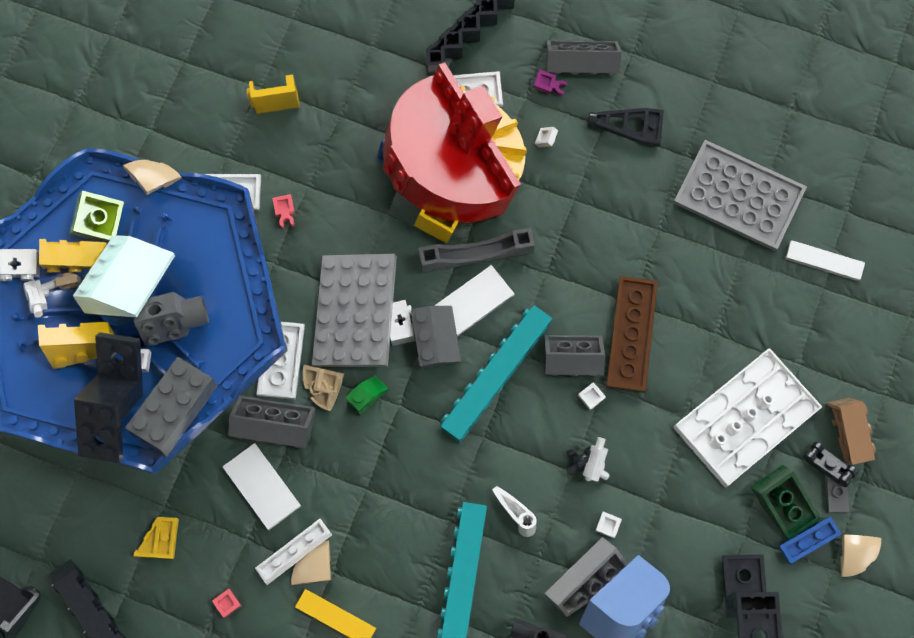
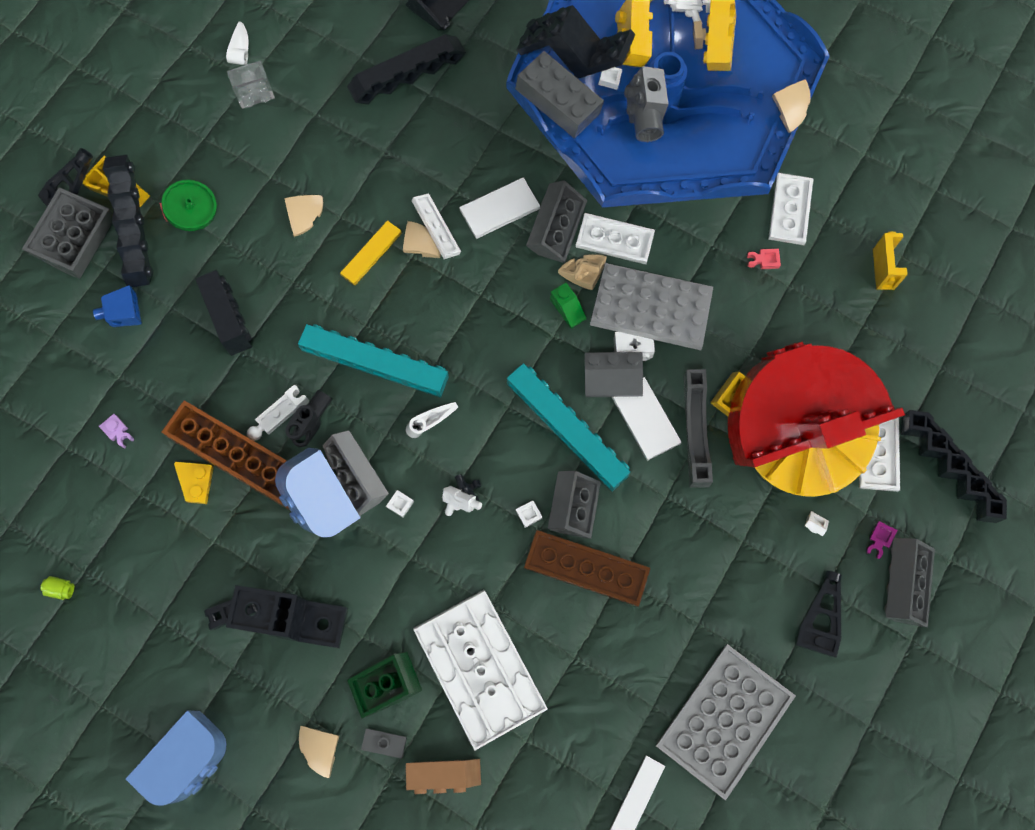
camera: 100 degrees right, 0 degrees up
(96, 217) = (756, 55): lime slope -> none
(122, 277) = (690, 66): light aqua slope -> none
(160, 540) = (468, 122): yellow wing -> none
(226, 603) = (403, 167): coral plate -> none
(809, 540) = (342, 700): blue plate -> none
(830, 465) = (412, 742): black plate -> none

